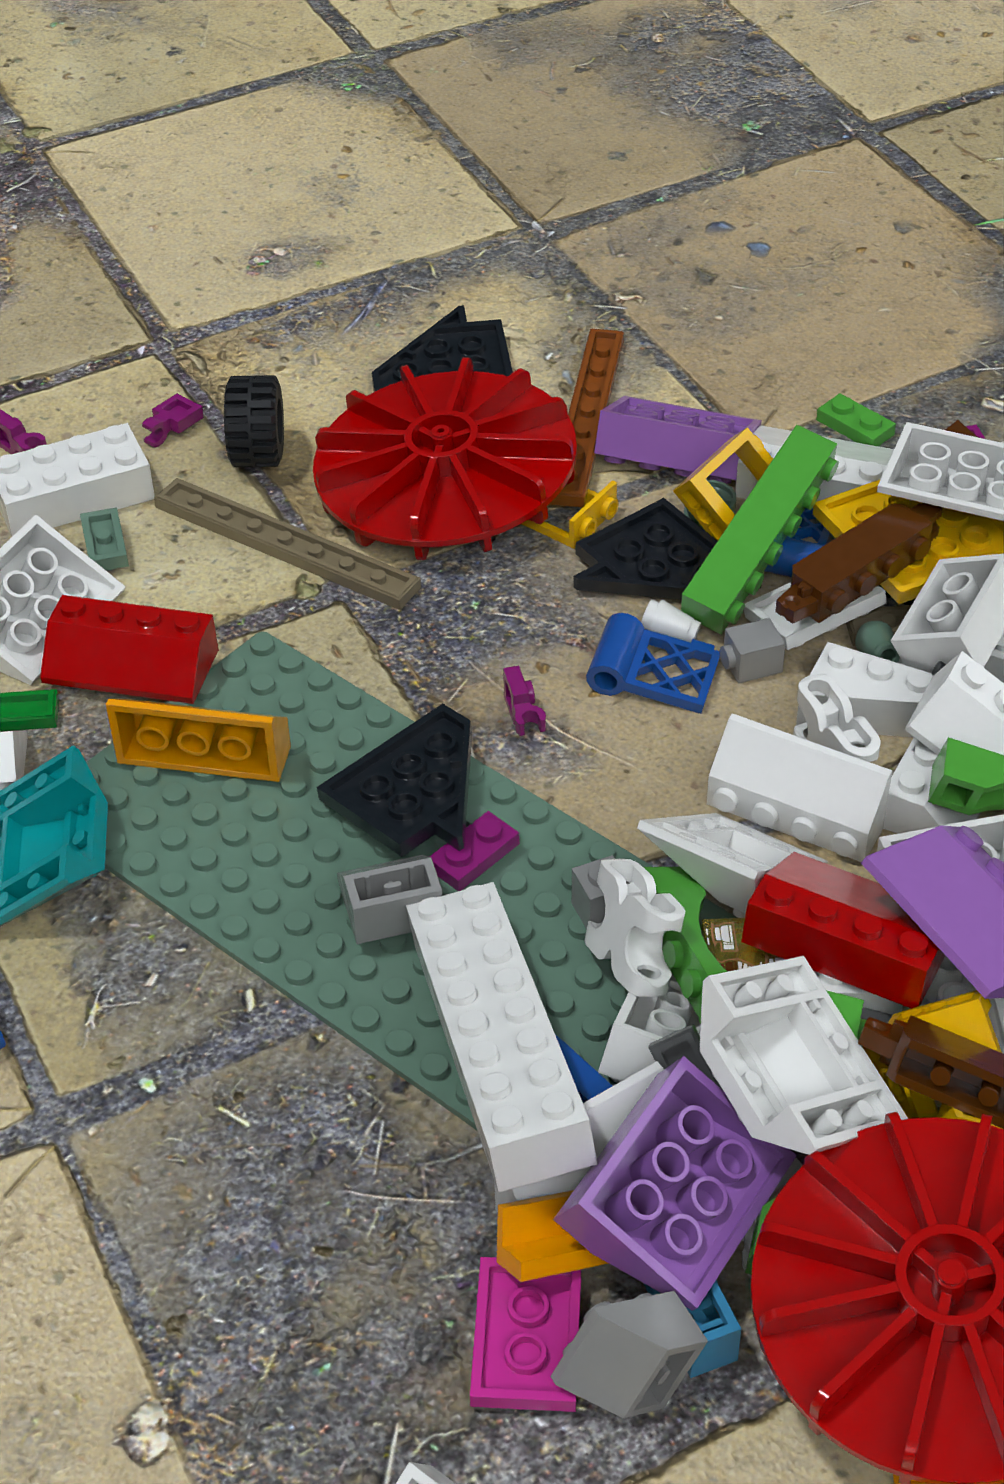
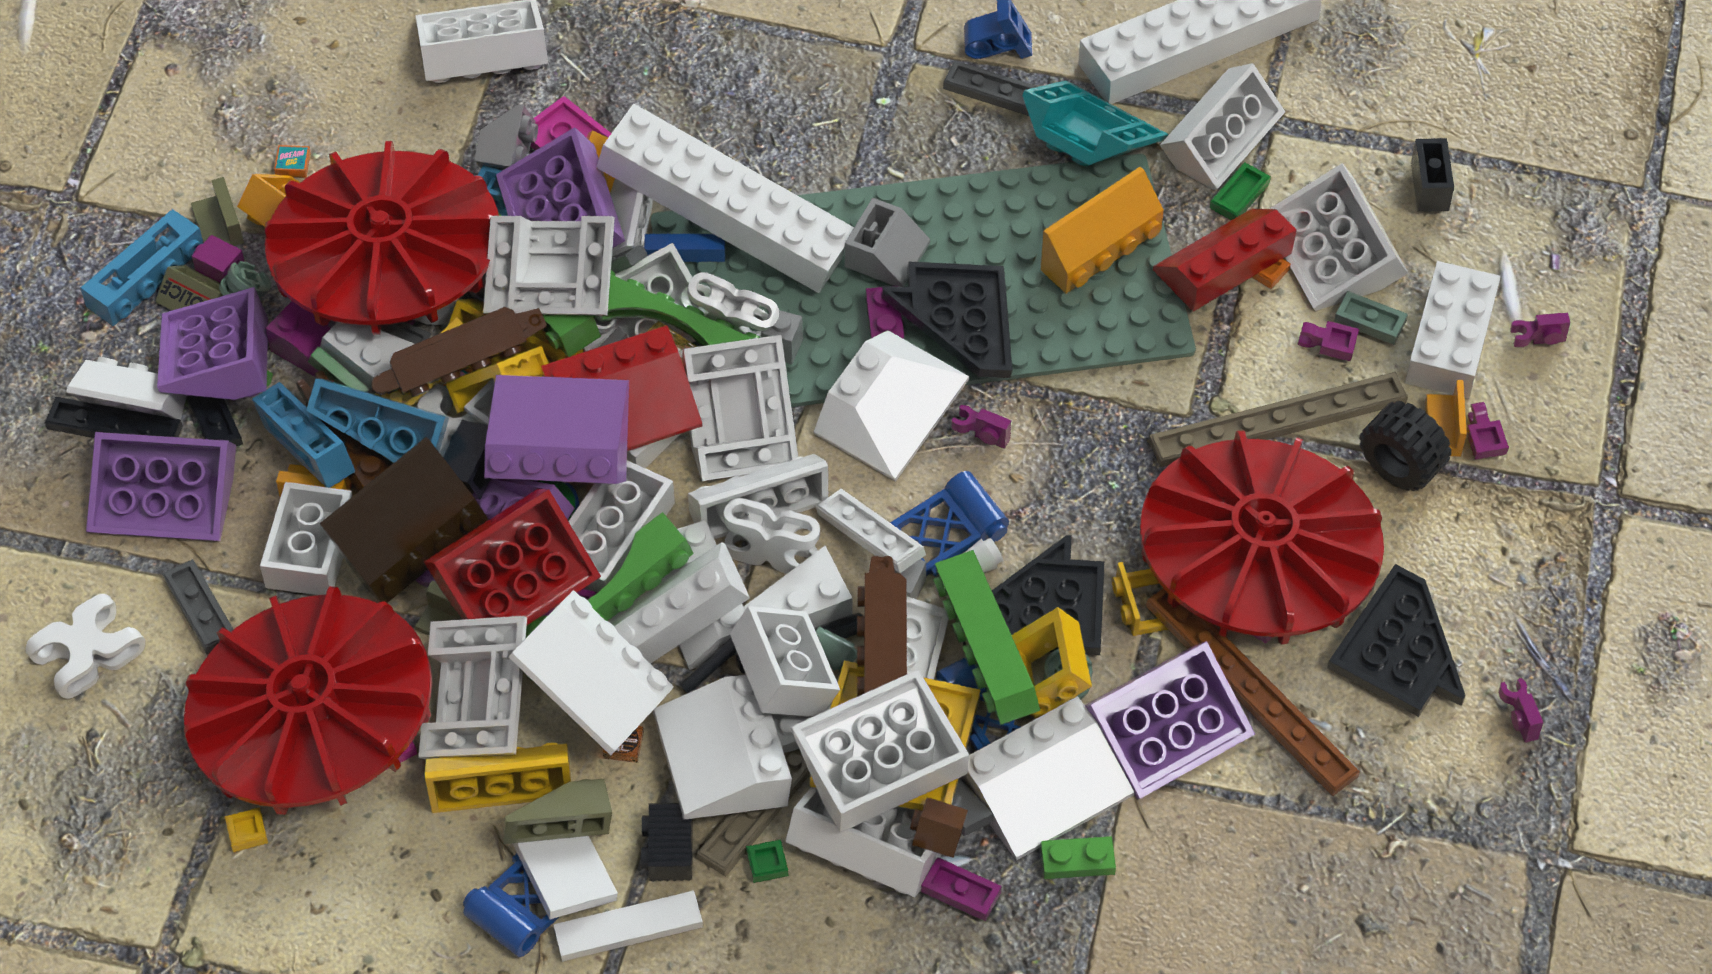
camera: 130 degrees right, 10 degrees up
(40, 992) = (987, 87): none -> dark grey tile
(159, 547) = (1335, 339): none -> magenta plate
(179, 439) = (1450, 415): none -> light orange panel
(437, 278) = (1525, 714): none -> magenta plate
(571, 768) = (888, 403): none -> white slope
(737, 674) = (870, 530): none -> white tile

